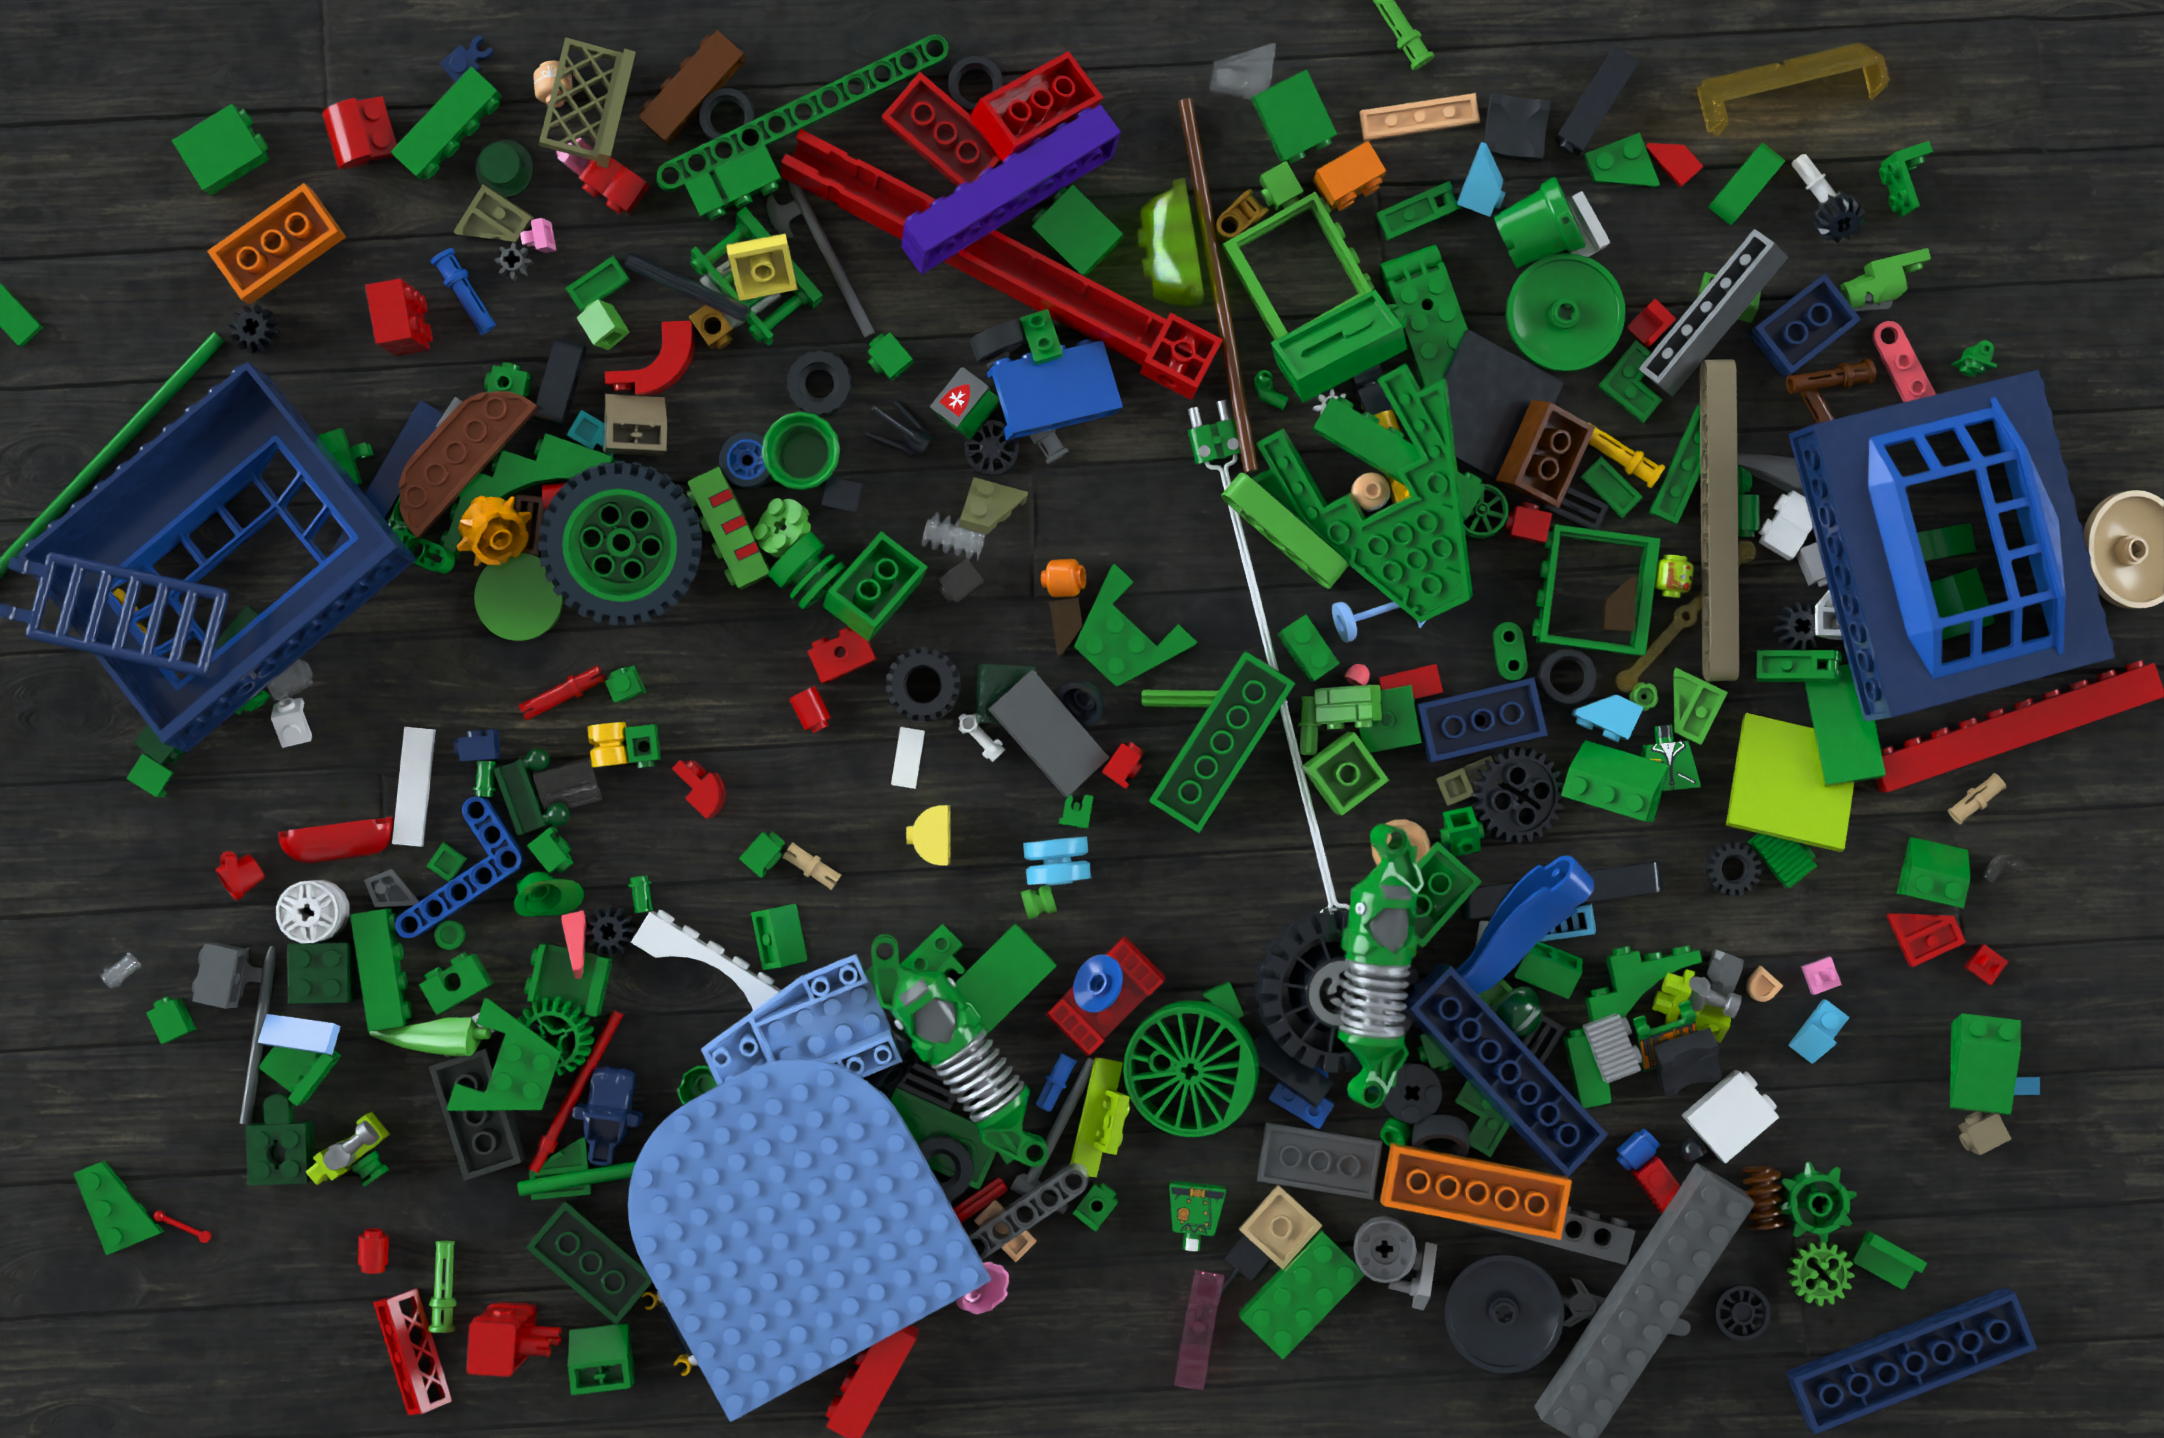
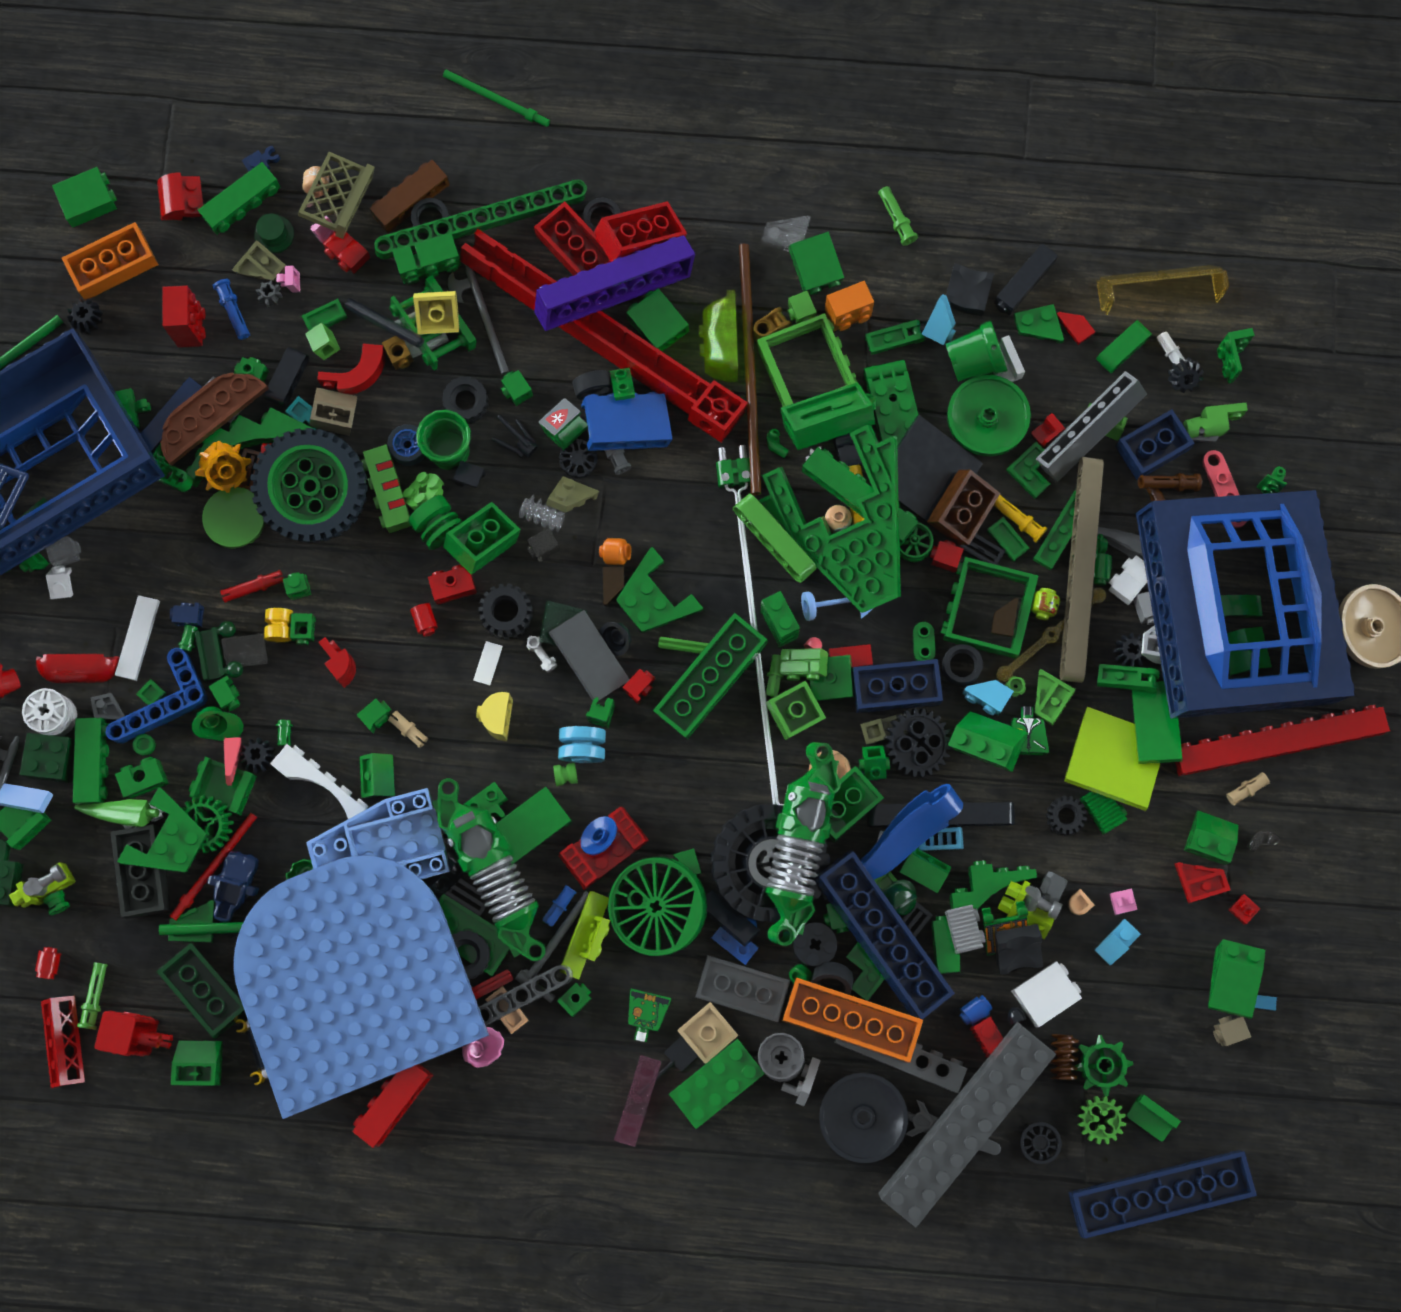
camera: 10 degrees right, 10 degrees down
(1419, 117) = (903, 276): light nougat tile -> none

